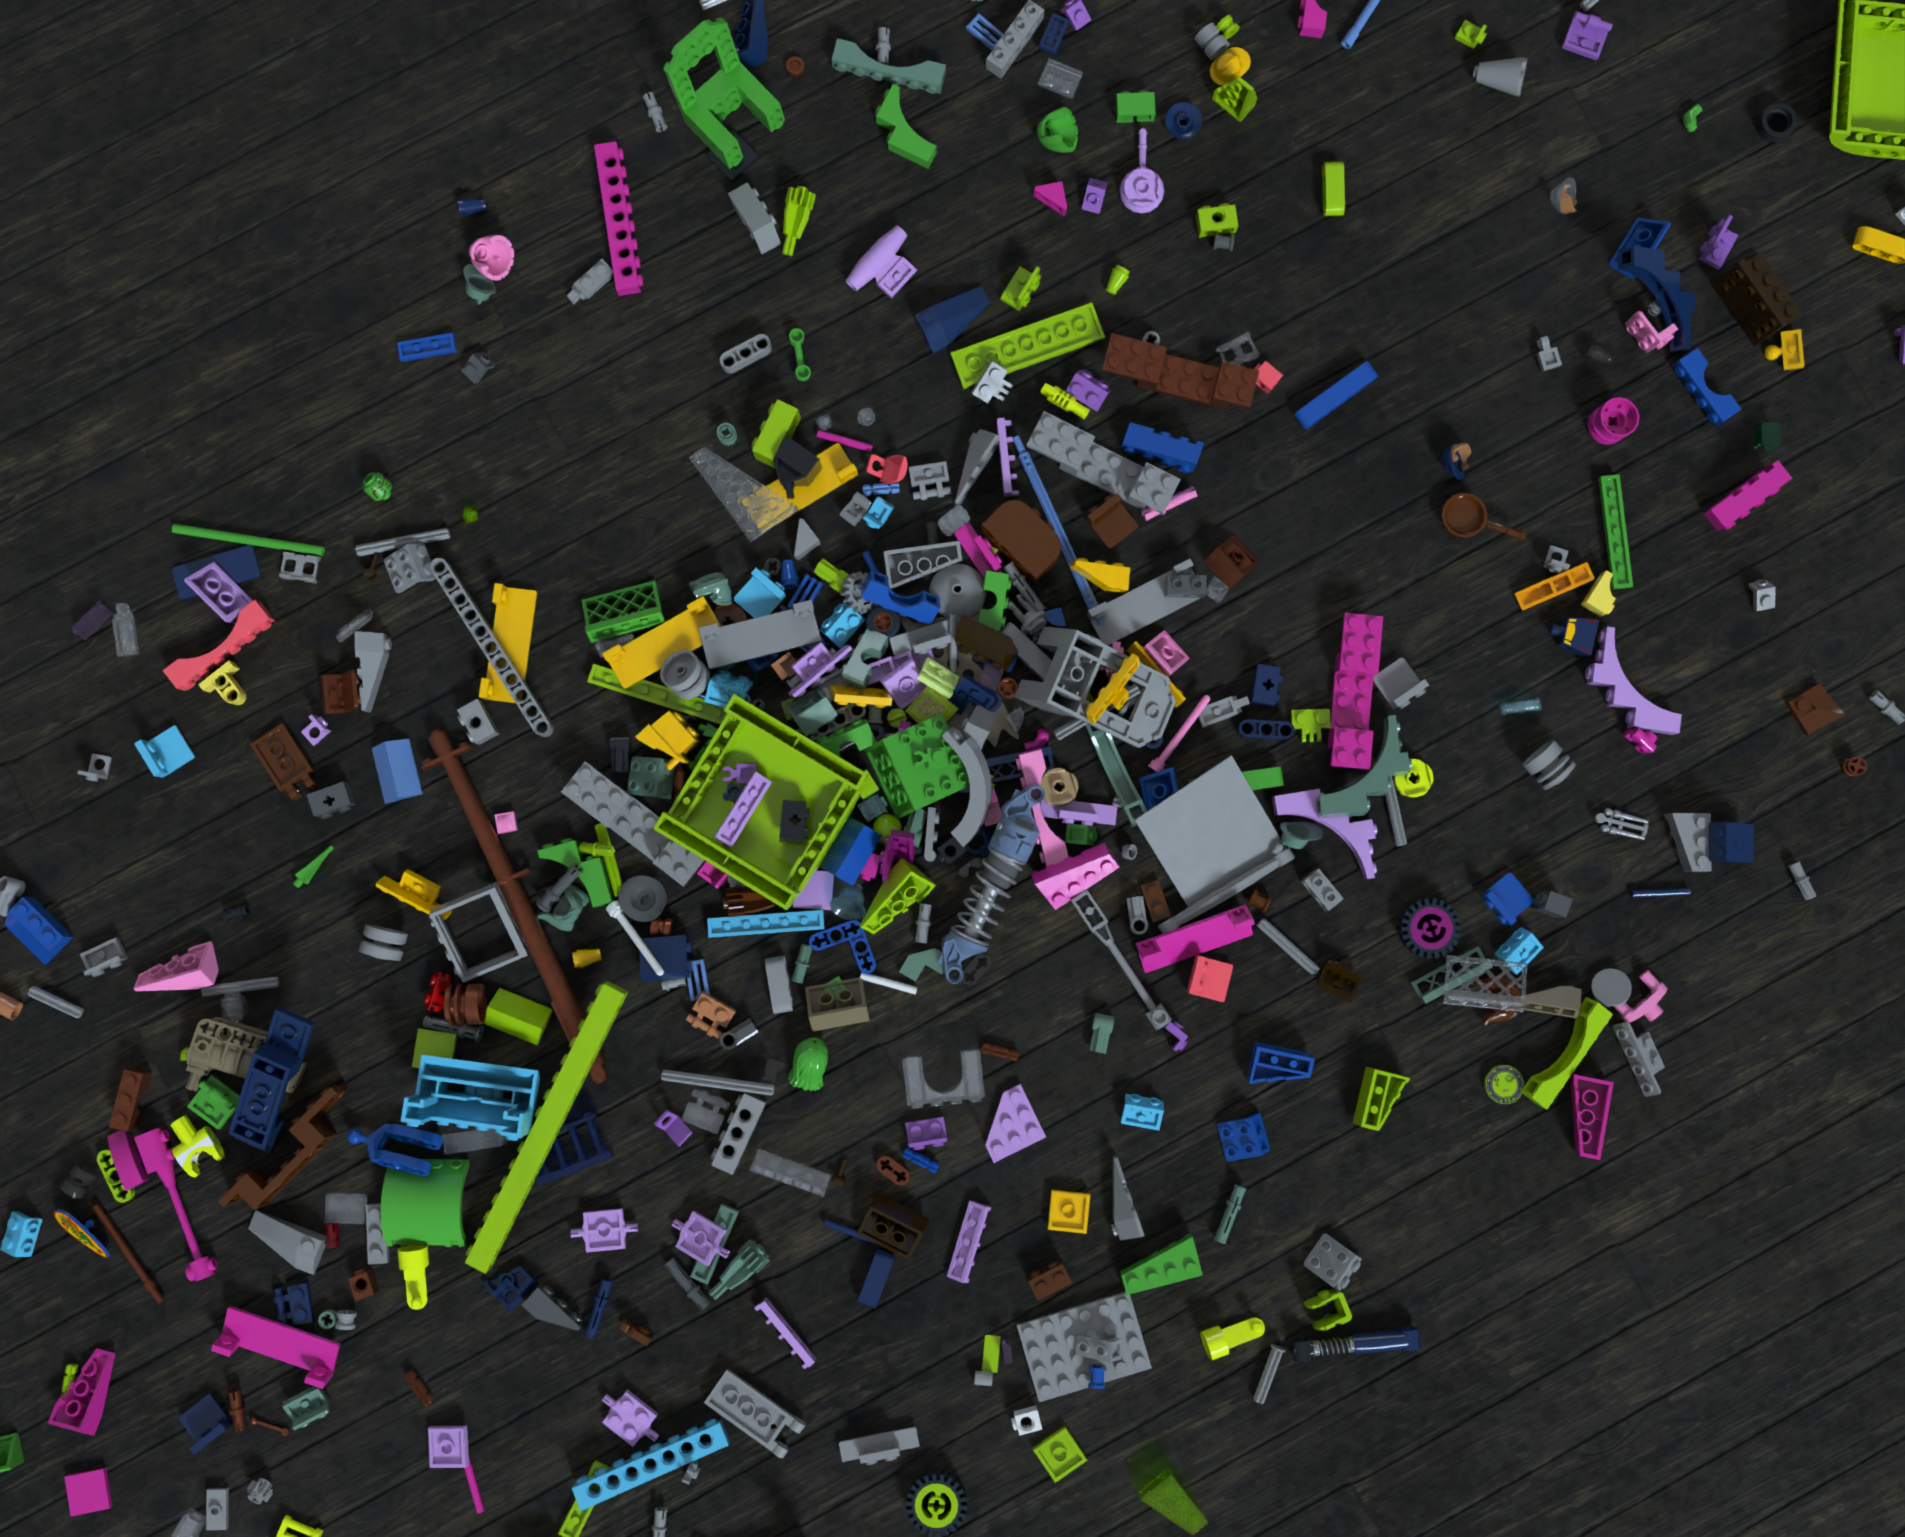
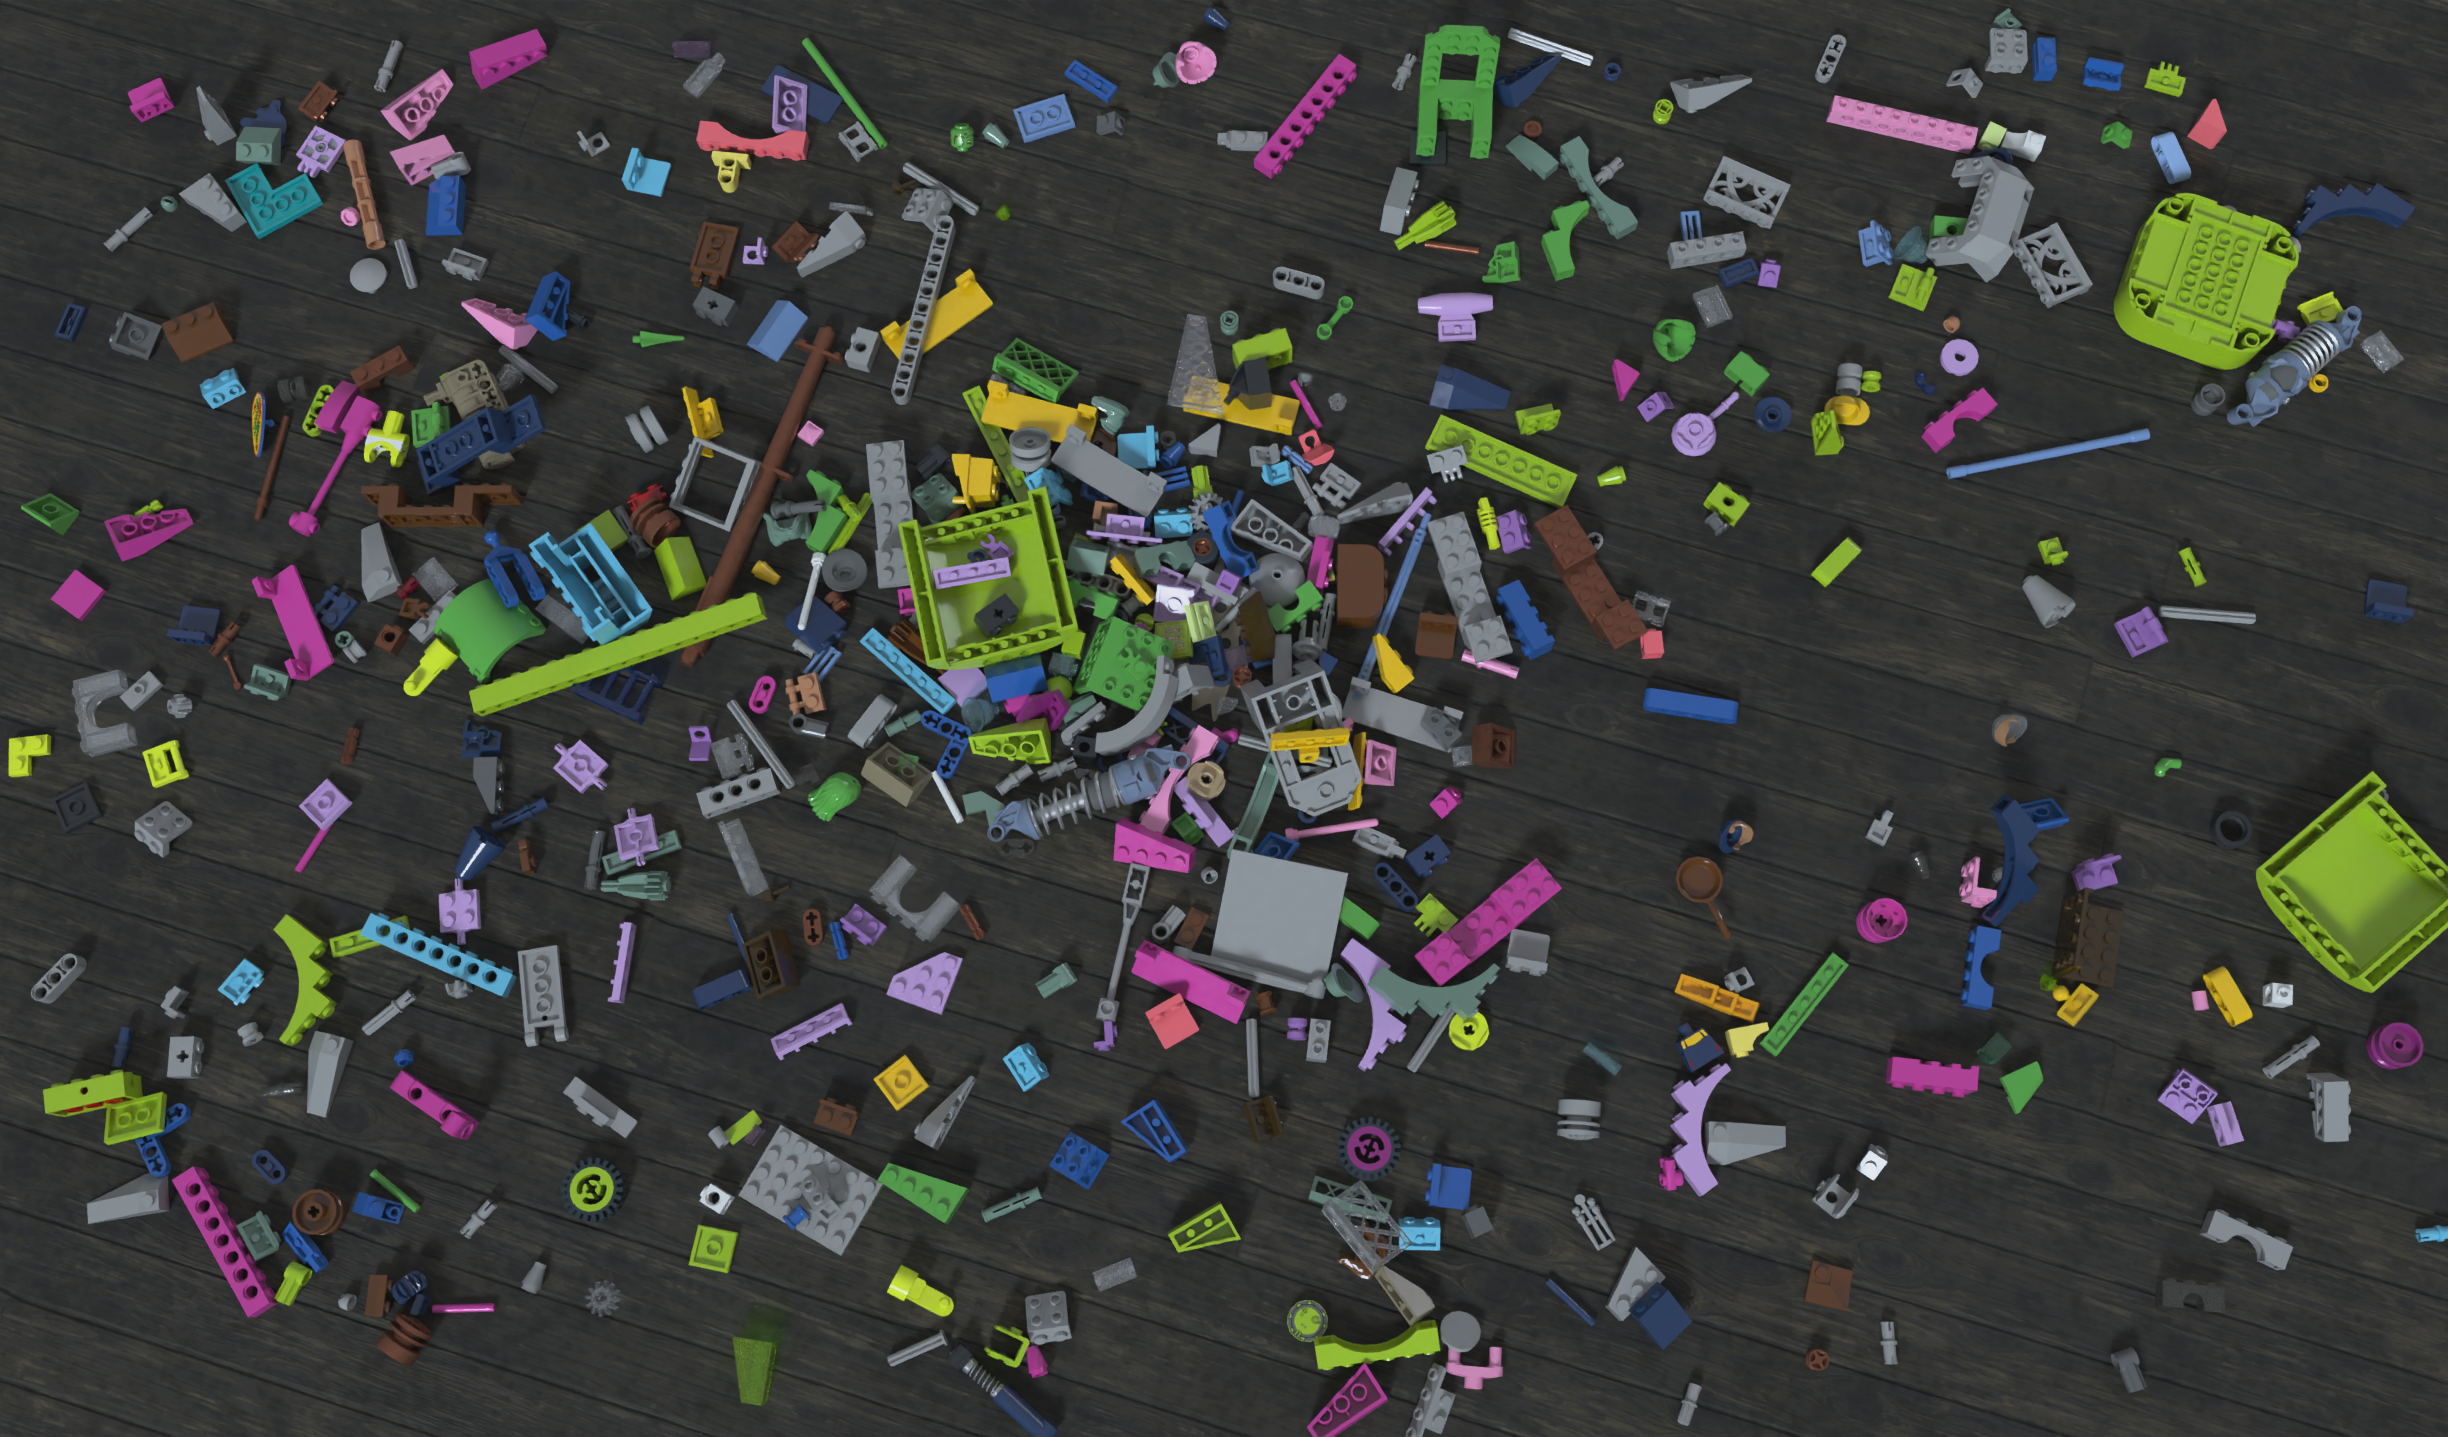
camera: 50 degrees right, 10 degrees down
(36, 1039) = (368, 275): none -> light grey dish
(205, 925) = (549, 306): none -> blue wedge
(355, 1245) = (414, 608): none -> reddish brown plate
(400, 460) = (995, 135): none -> sand green cone
(422, 411) = (1044, 118): none -> medium blue tile
(599, 1365) = (477, 853): none -> dark blue cone
(679, 1046) = (761, 695): none -> dark pink plate
(817, 87) = (1533, 156): none -> sand green slope
(828, 216) = (1451, 247): none -> copper bar
(880, 193) = (1504, 264): none -> bright green slope
(913, 506) = (1306, 491): none -> light grey axle
(931, 629) = (1228, 582): none -> medium lavender brick
(945, 885) = (1057, 769): none -> light grey pin
(1238, 633) = (1446, 801): none -> dark pink bracket
(1294, 895) = (1297, 1029): none -> medium lavender wheel
(1346, 1187) = (1114, 1274): none -> clear hinge
(1357, 1299) = (1036, 1363): none -> dark pink cone
(1661, 673) = (1737, 1141): none -> light grey wedge
(1755, 357) = (2048, 982): none -> clear neon green hinge
(1772, 644) = (1843, 1200): none -> light grey piece
(1807, 442) = (2021, 1085): none -> bright green slope
(1866, 266) = (2200, 1000): none -> bright pink hinge

